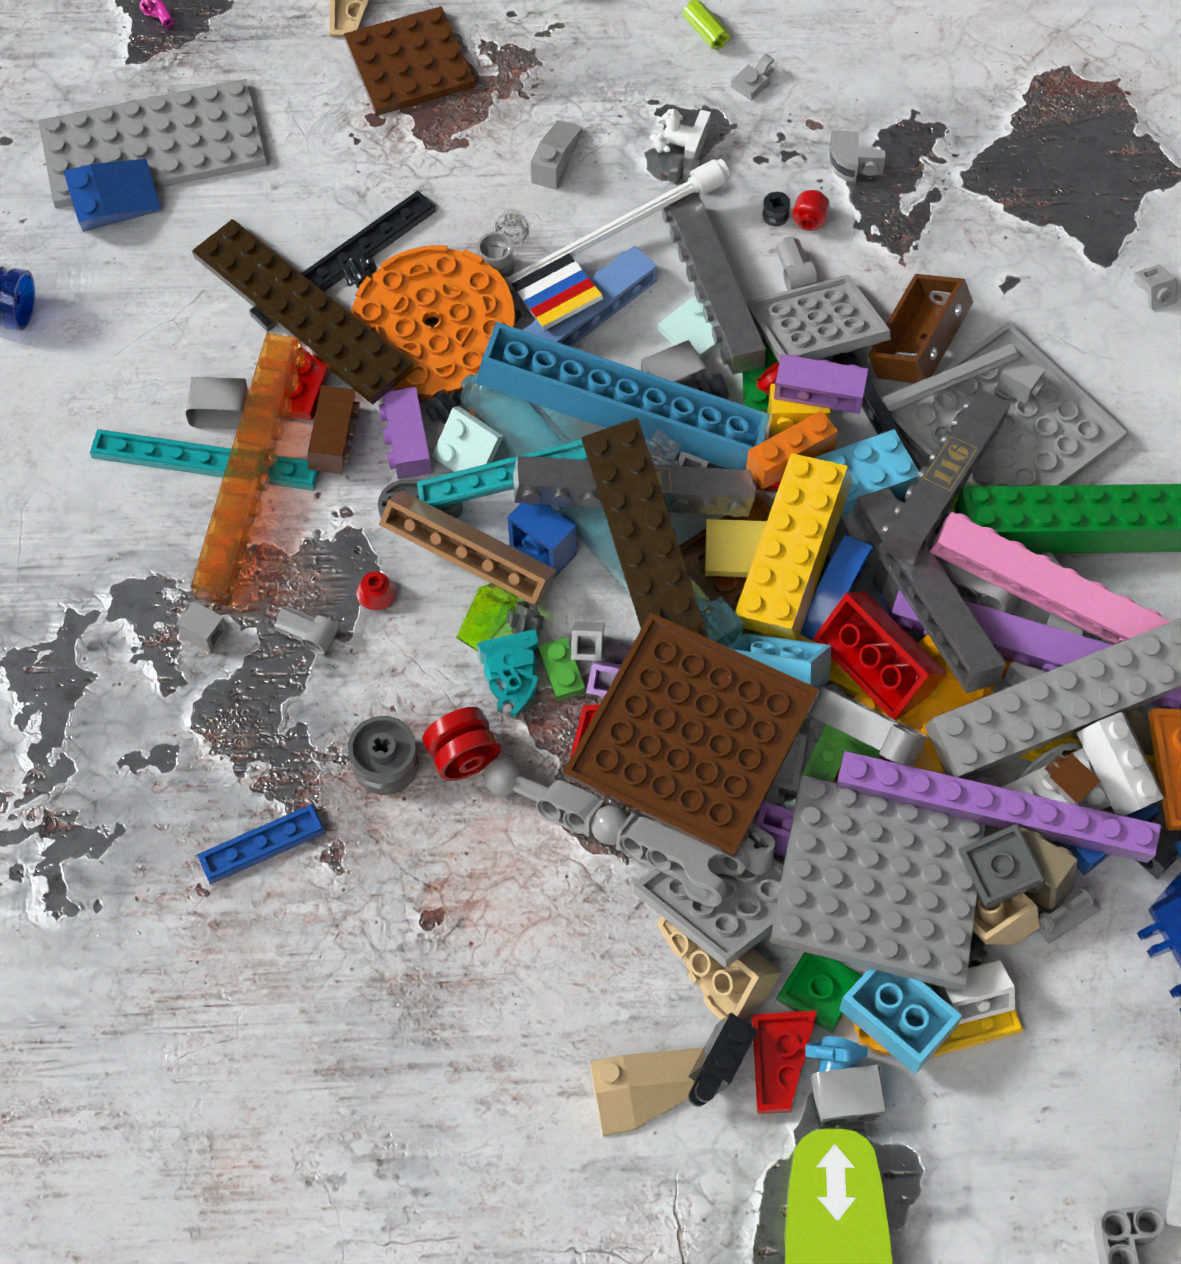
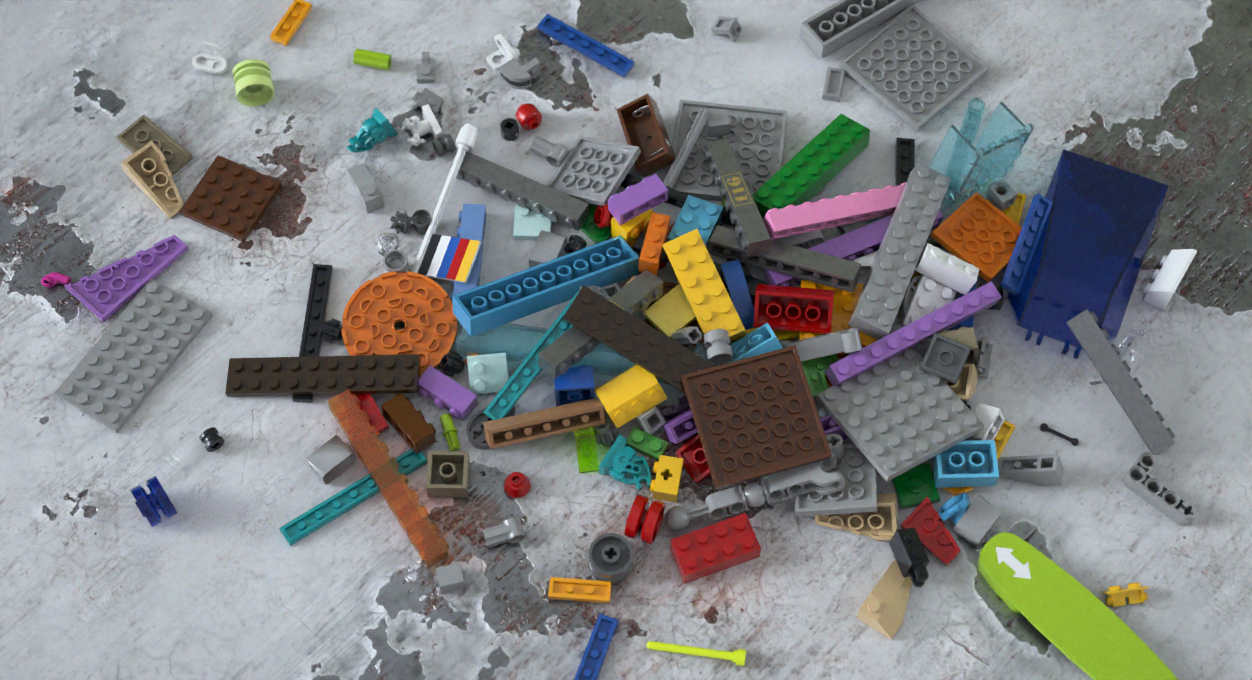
camera: 45 degrees left, 0 degrees up
(111, 192) = (147, 398): blue slope -> none
(128, 285) = (211, 439): none -> black wheel
(215, 59) = (121, 281): none -> medium lavender wing
(313, 516) = (448, 474): none -> dark tan brick
(318, 760) = (579, 590): none -> light orange plate
(366, 477) = (450, 432): none -> lime axle
(407, 989) = (737, 656): none -> neon yellow piece
(508, 846) = (715, 548): none -> red brick
(528, 730) = (667, 489): none -> yellow brick
(551, 216) = (399, 227): none -> dark grey gear
(573, 228) = (421, 220): none -> dark grey wheel
(588, 595) = (630, 395): none -> yellow slope
(619, 98) = (372, 132): none -> teal piece
(721, 111) = (427, 97): none -> light grey bracket
(727, 587) = (687, 335): none -> light grey axle
(733, 619) = (717, 347): none -> light grey wheel
(863, 122) = (505, 50): none -> white bracket
(963, 183) = (585, 45): none -> blue plate
(987, 1098) = (1032, 469): none -> light grey slope
(1060, 1065) = (1044, 427): none -> black hinge
(1070, 778) = (936, 292): reddish brown brick -> none

